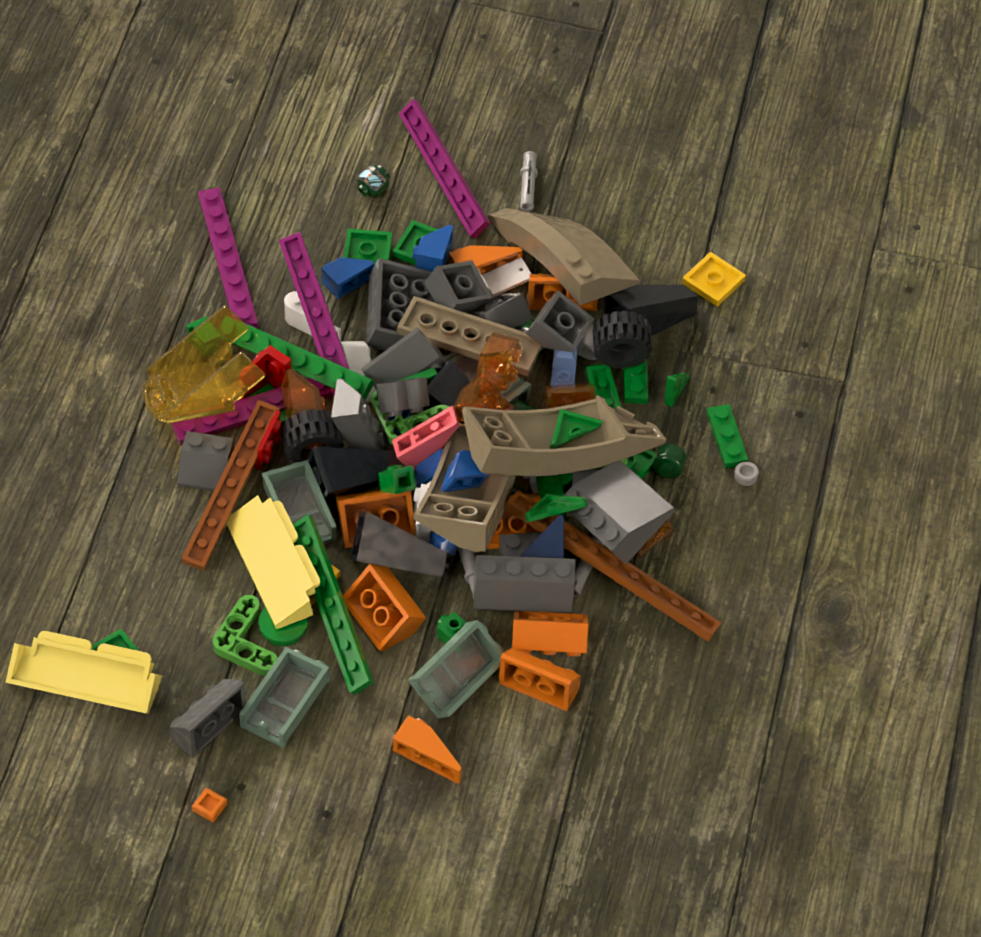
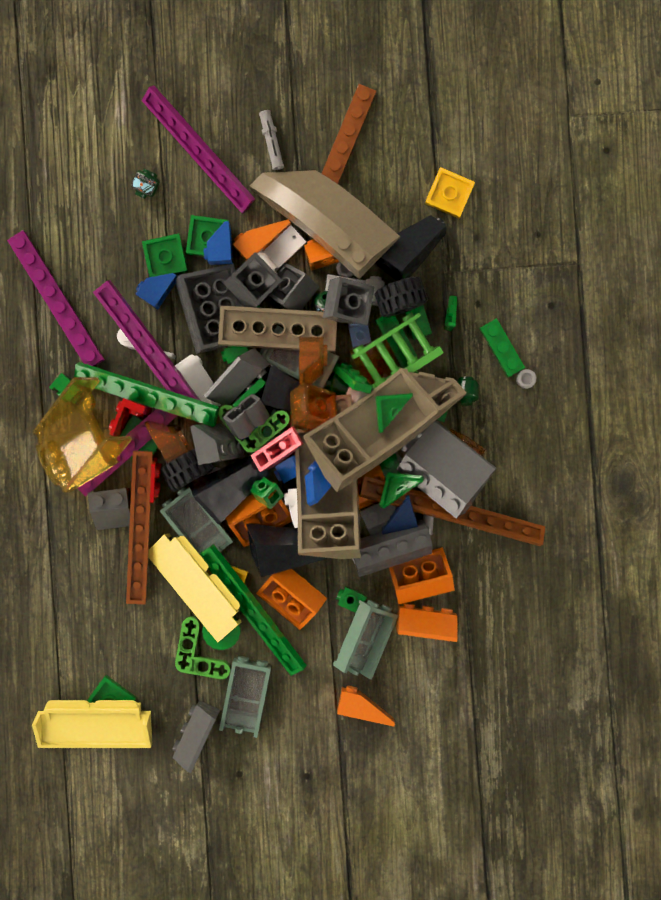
camera: 15 degrees left, 35 degrees up
(209, 805) = (222, 799): orange tile -> none
(540, 398) = (352, 377): none -> green plate
(615, 200) = (348, 133): none -> dark orange plate
(635, 403) = (414, 363): none -> bright green fence

